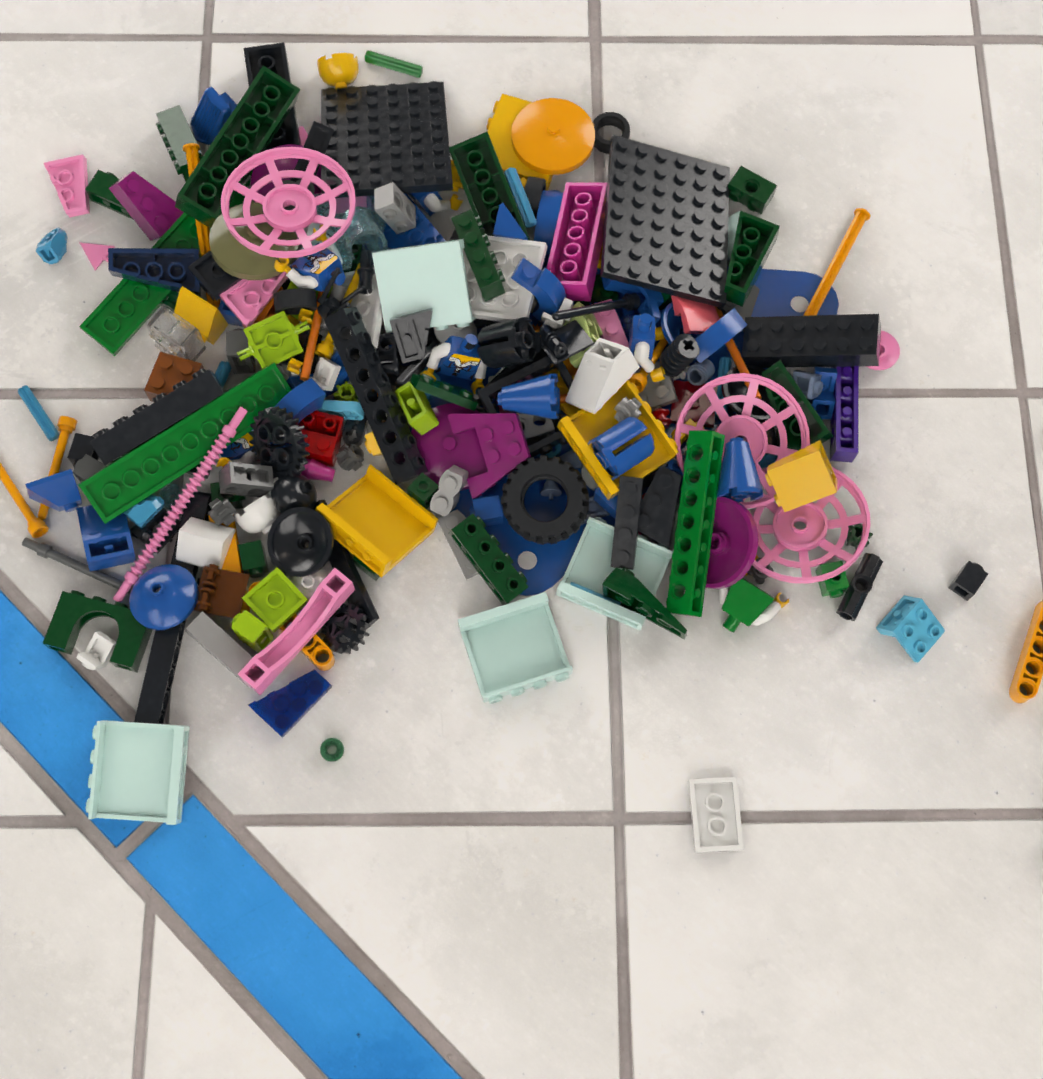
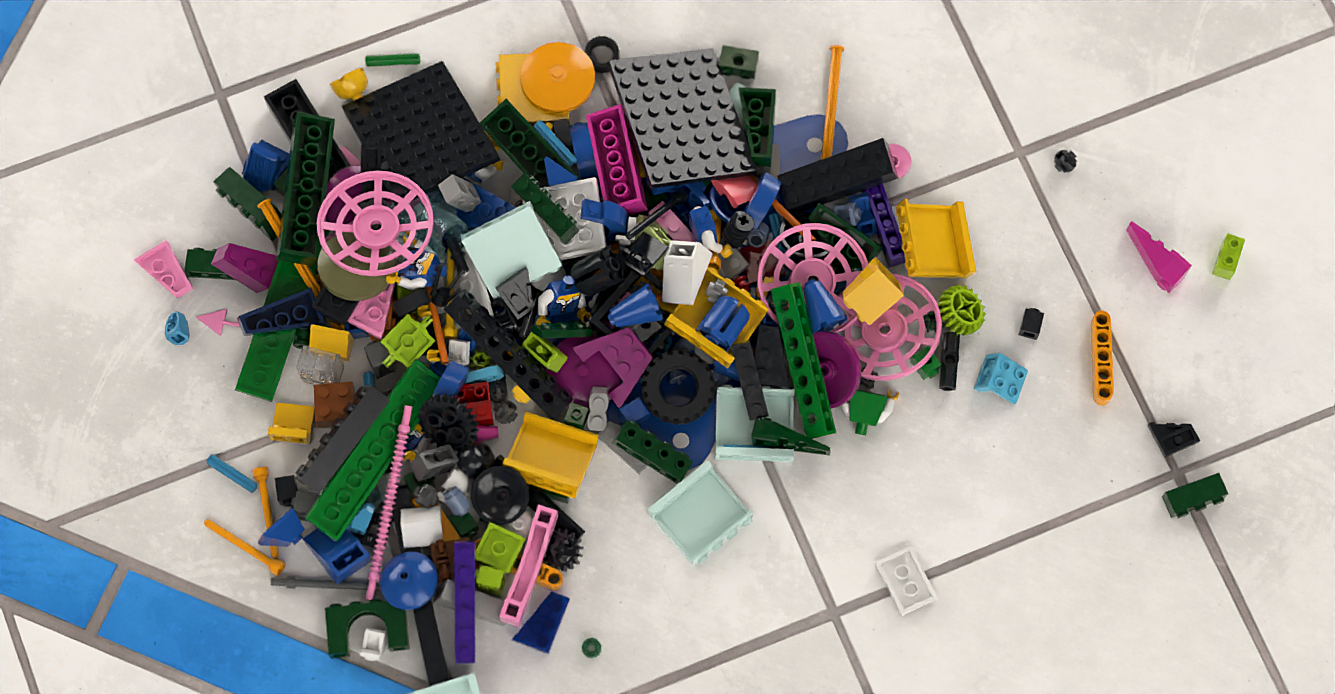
camera: 20 degrees left, 0 degrees up
(121, 385) = (292, 423): none -> yellow bracket
(209, 643) = (464, 602): none -> dark purple arch
(251, 530) = (457, 501): none -> sand blue brick
(894, 449) = (935, 240): none -> yellow panel
(894, 535) = (961, 310): none -> lime gear

